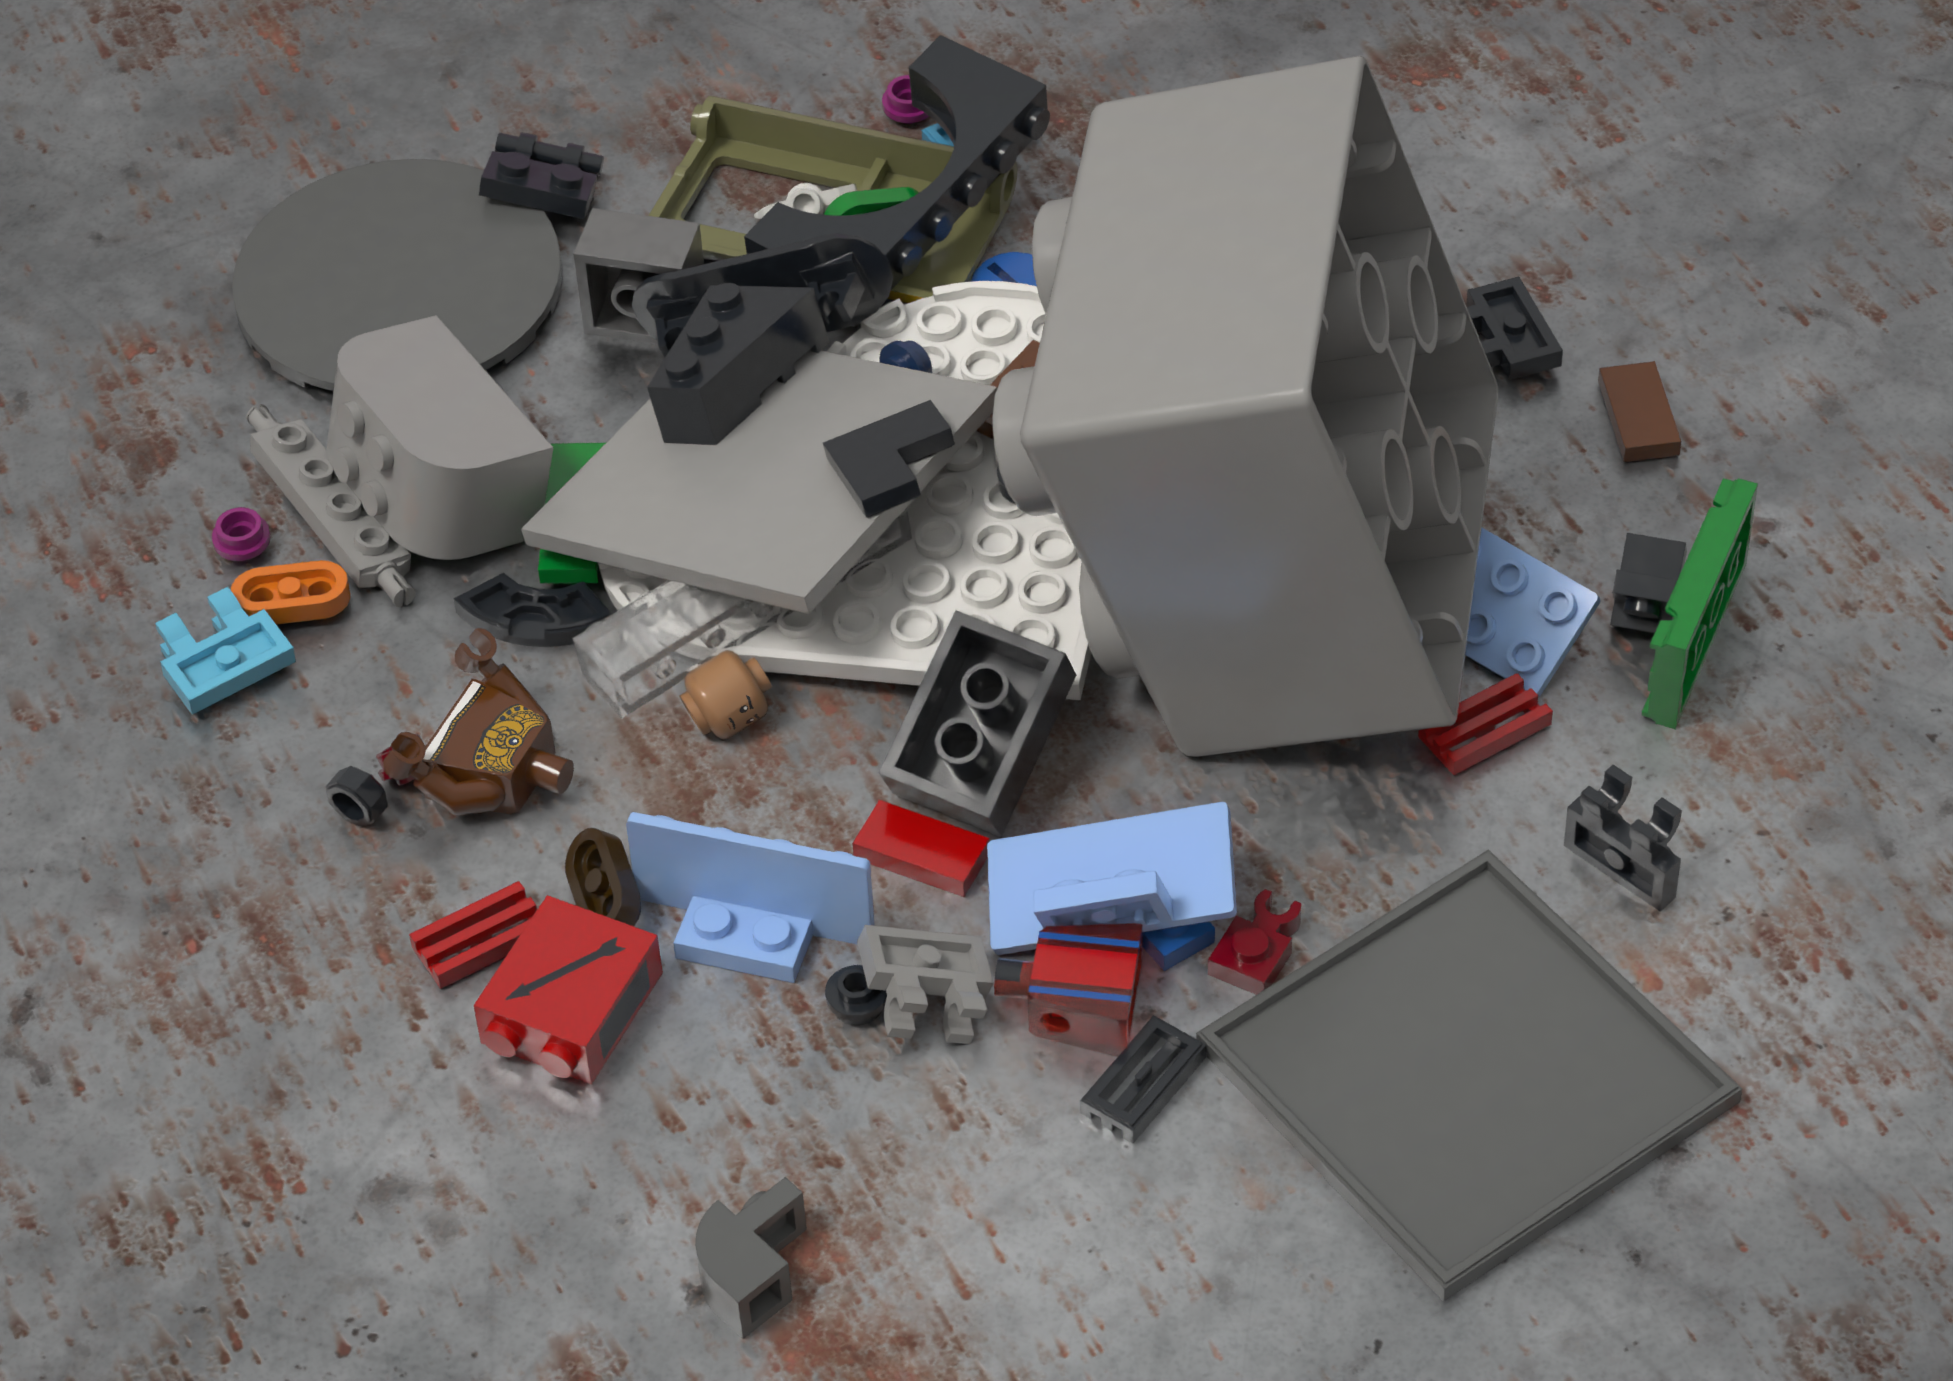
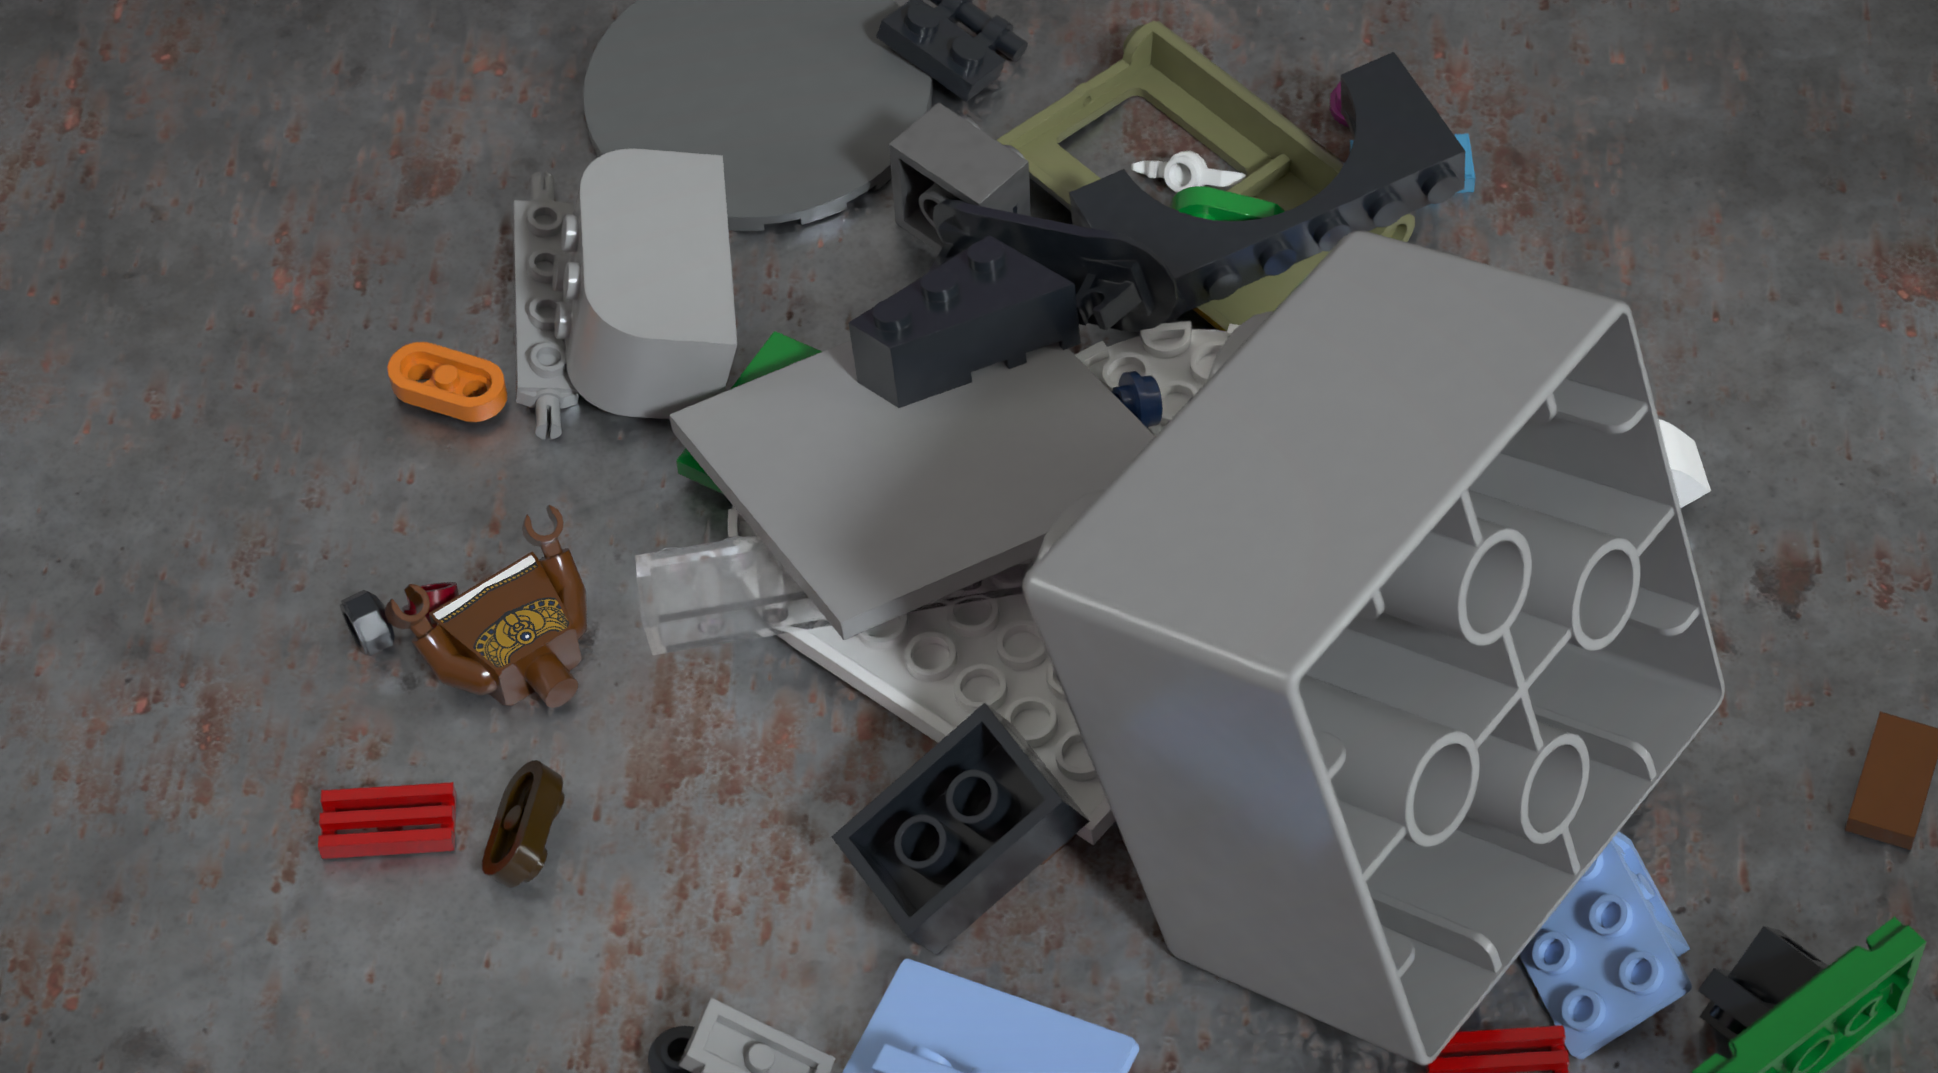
camera: 30 degrees right, 5 degrees up
(225, 662) = (346, 426): medium azure plate -> none
(240, 534) = (445, 300): magenta plate -> none
(530, 614) = (651, 503): black tile -> none
(568, 990) = (417, 923): red brick -> none
(726, 694) = (762, 676): medium nougat head -> none
(747, 895) = (635, 919): light blue bracket -> none
(876, 456) = (1013, 492): black tile -> none
(921, 848) = (847, 929): red tile -> none
(1513, 329) = (1815, 622): black plate -> none

